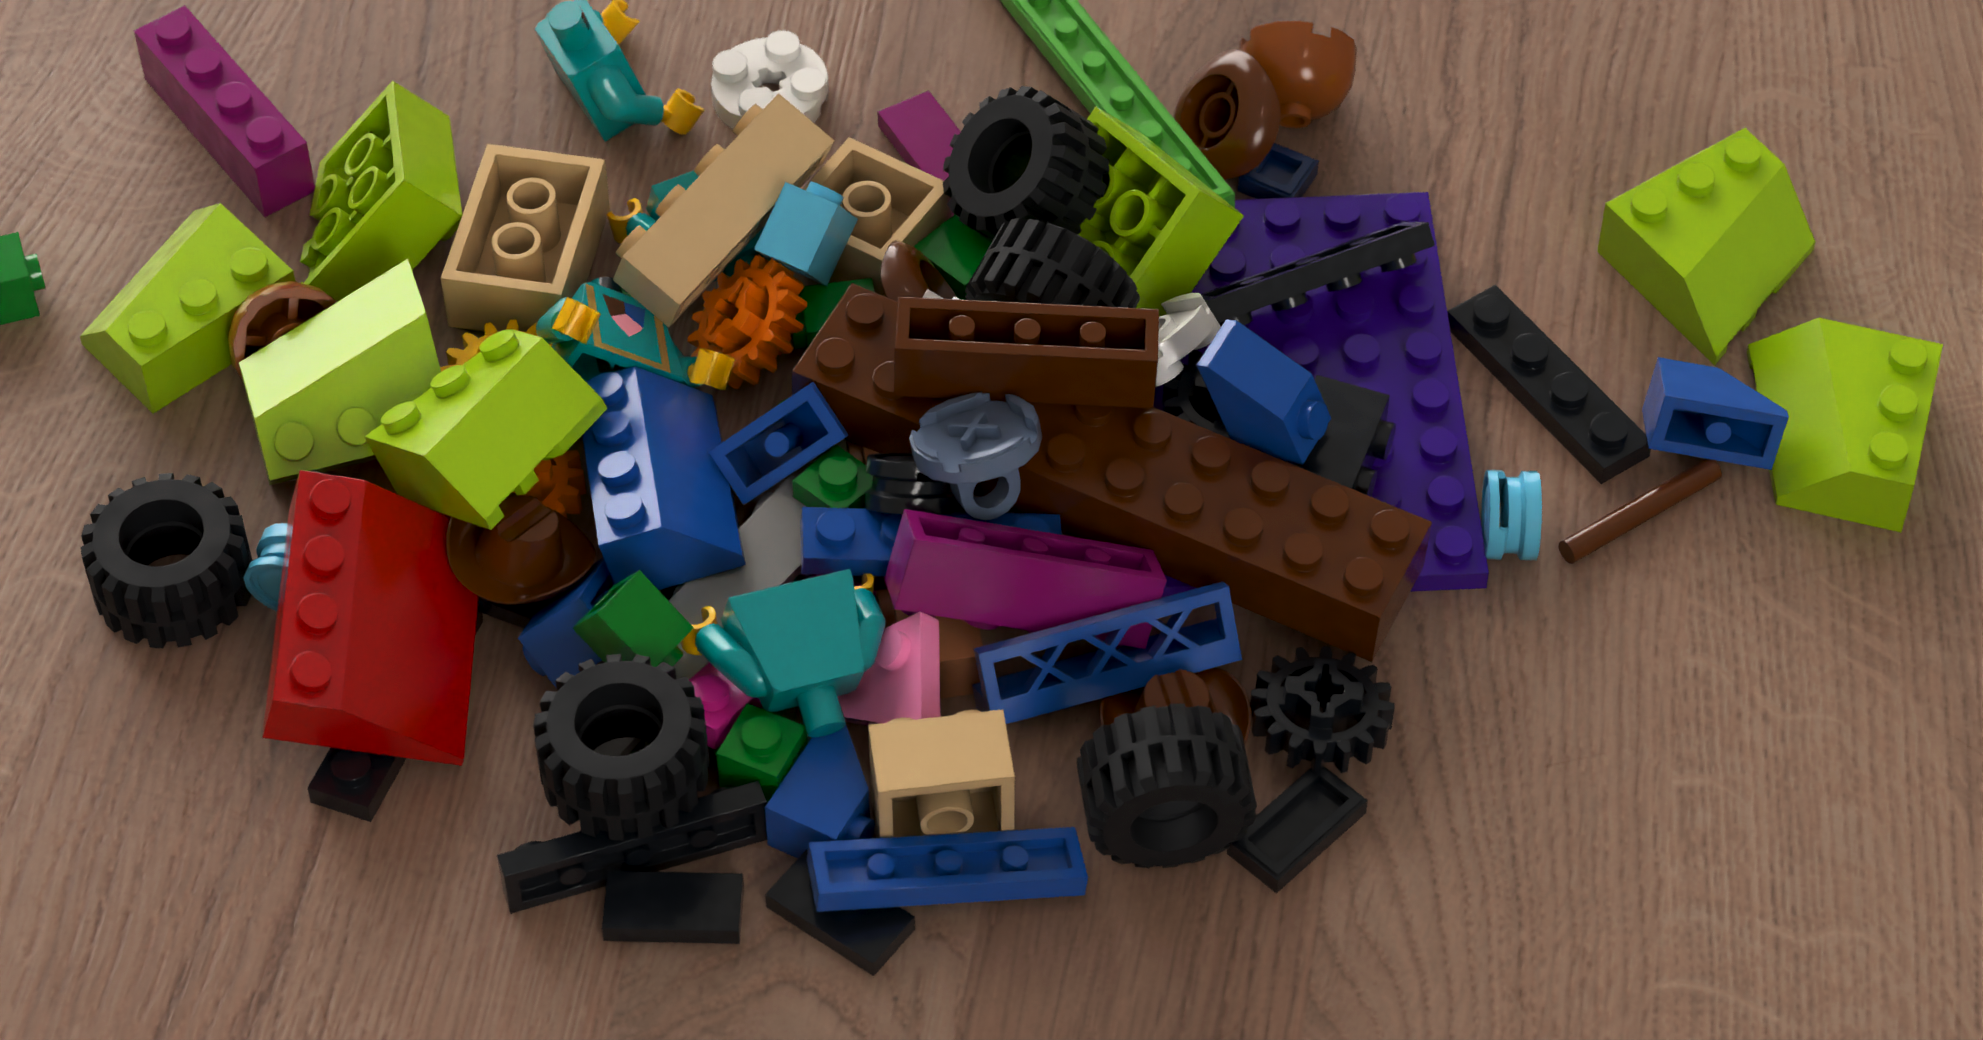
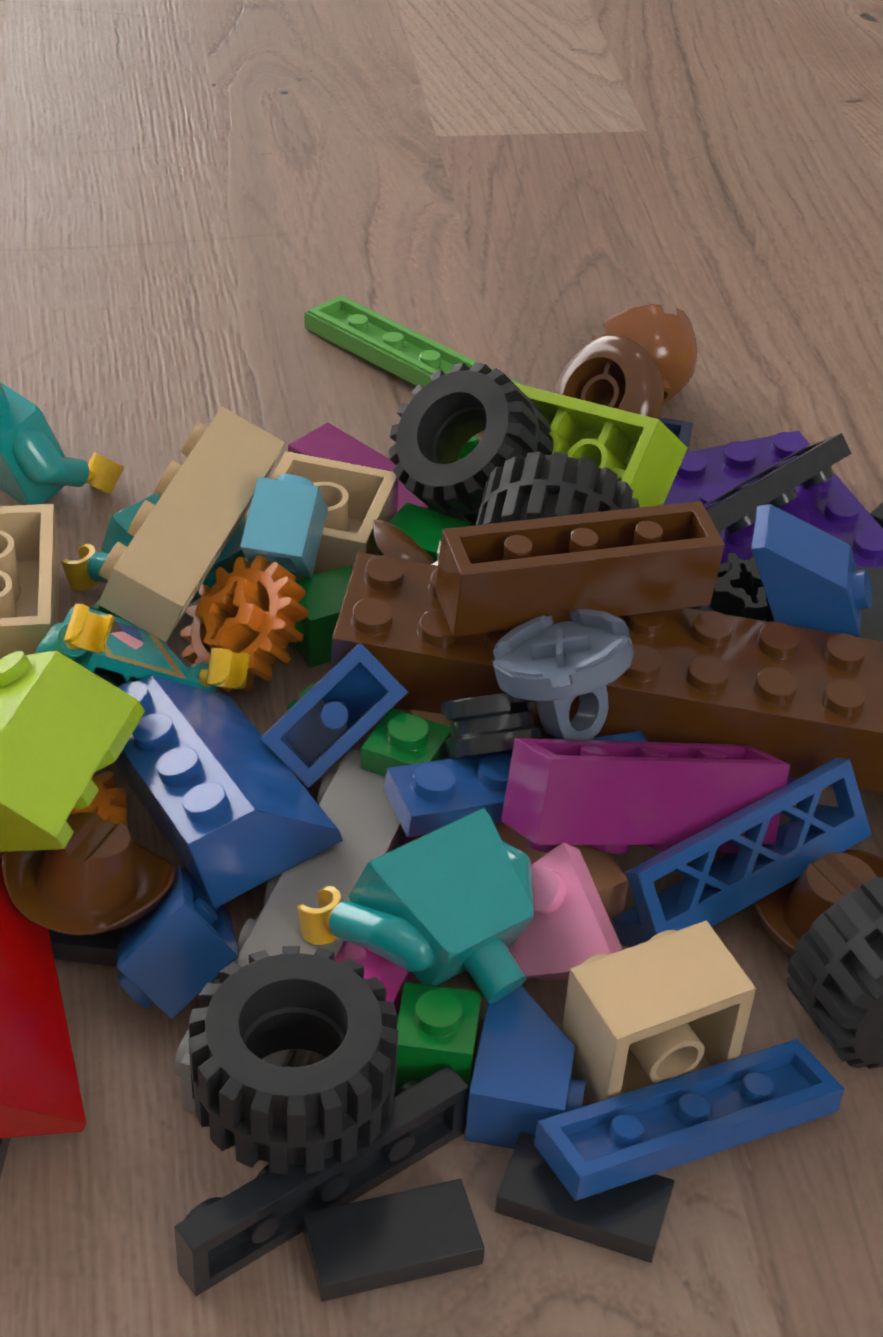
camera: 20 degrees left, 10 degrees down
(634, 621) = (255, 912): green brick -> none
(764, 61) = (159, 434): white plate -> none

